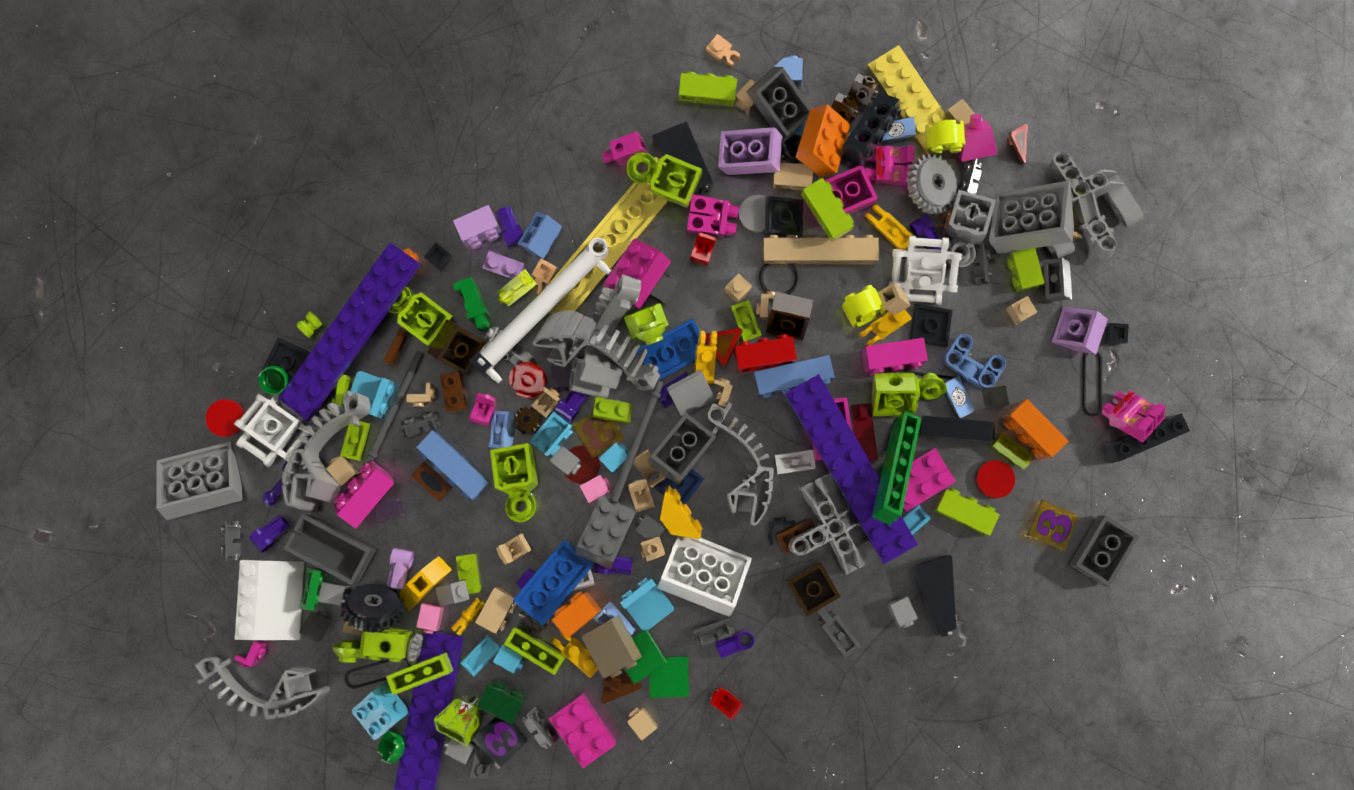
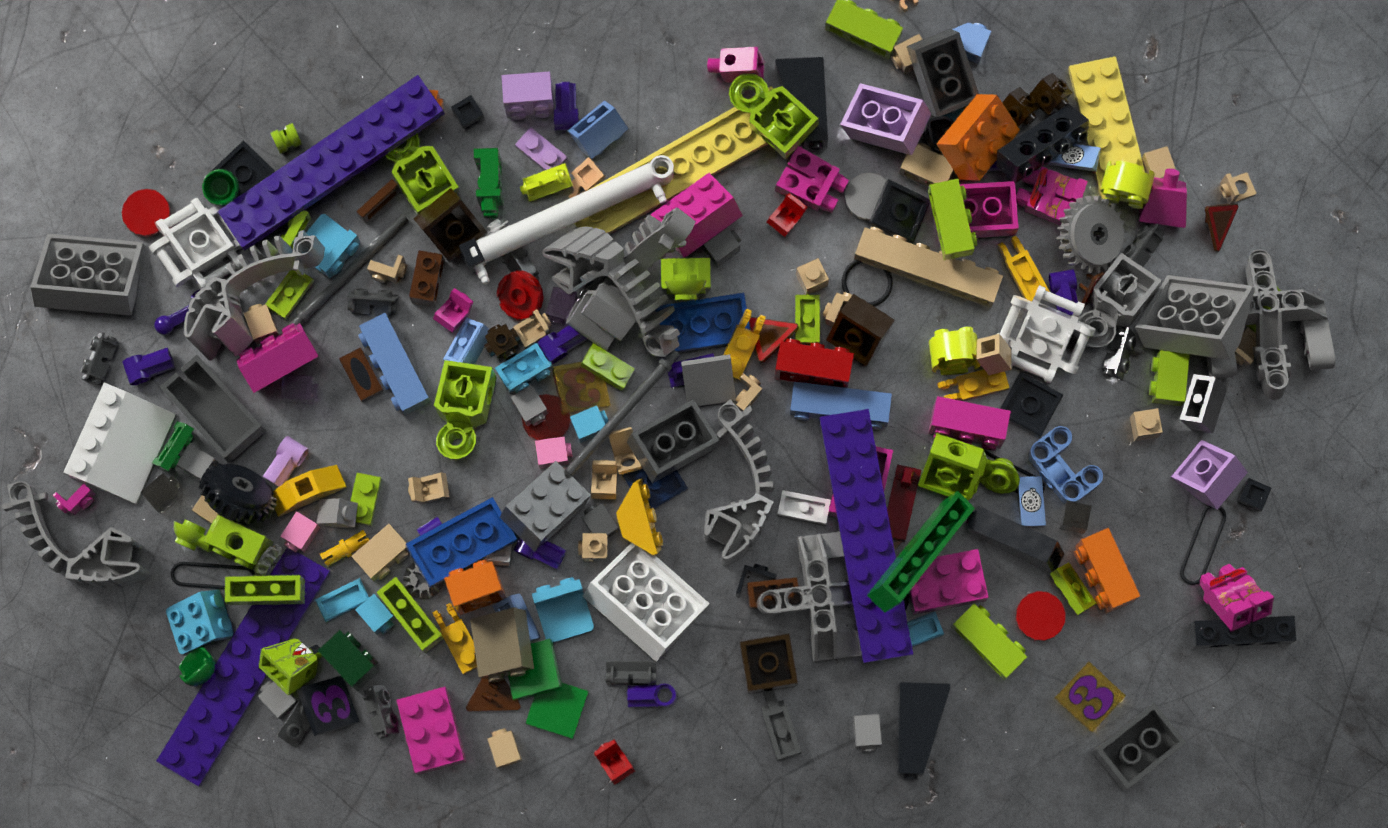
camera: 20 degrees right, 5 degrees down
(1017, 112) = (1230, 190): none -> tan bracket

